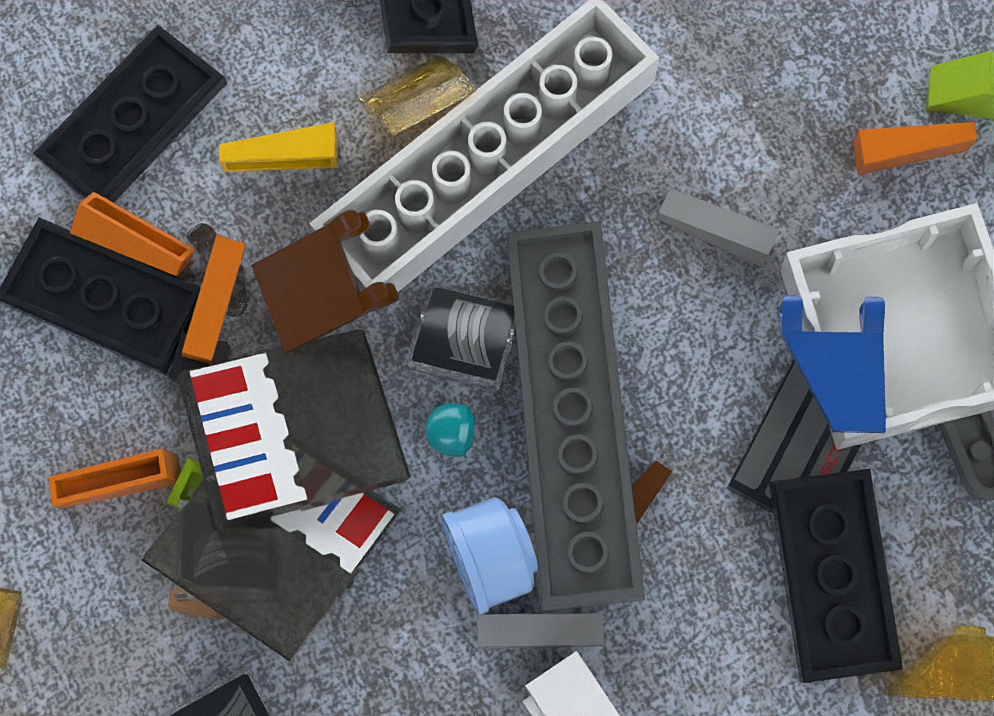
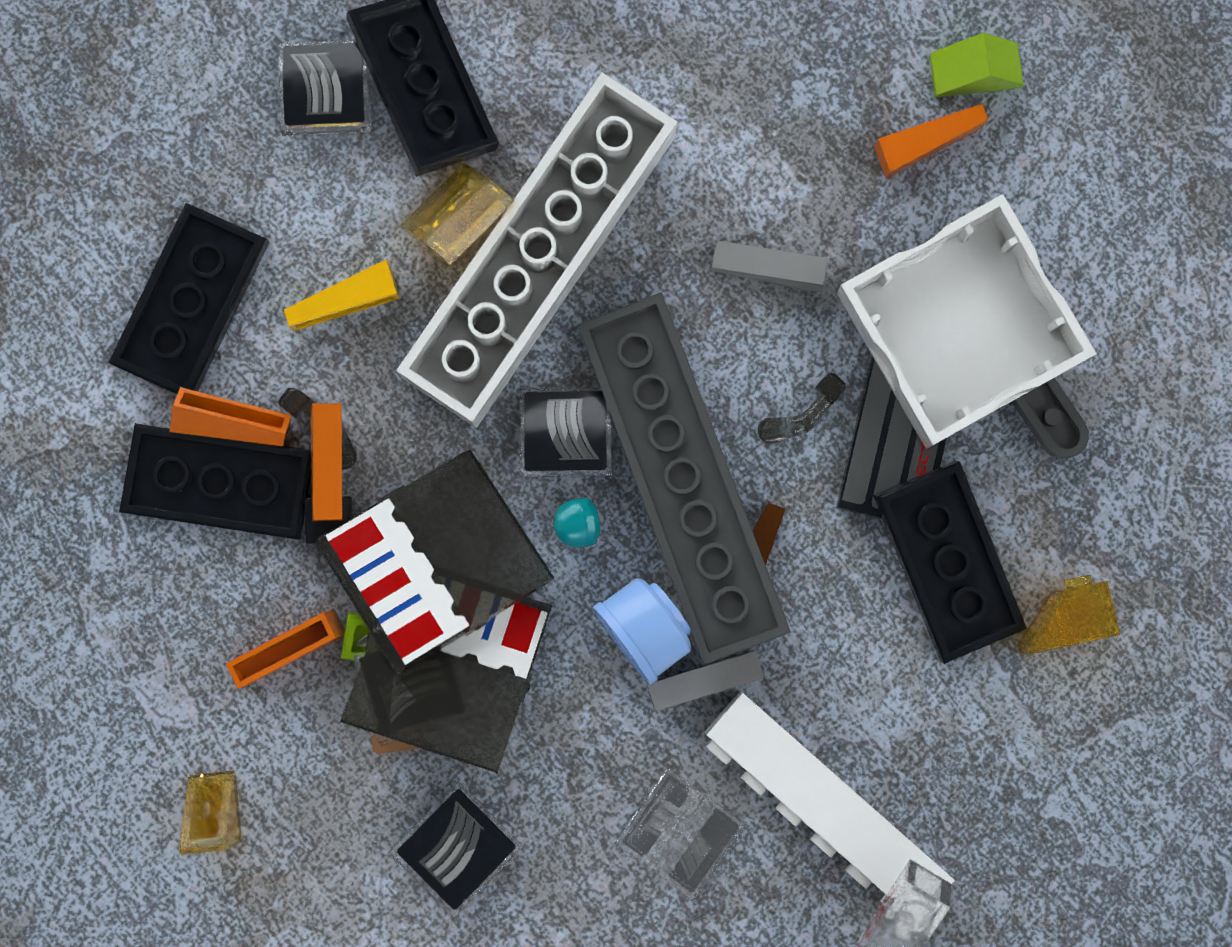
camera: 20 degrees left, 10 degrees up
(313, 286) = (415, 426): reddish brown flag -> none
(687, 391) = (782, 428): none -> clear smoke piece
(841, 367) = (915, 380): blue flag -> none

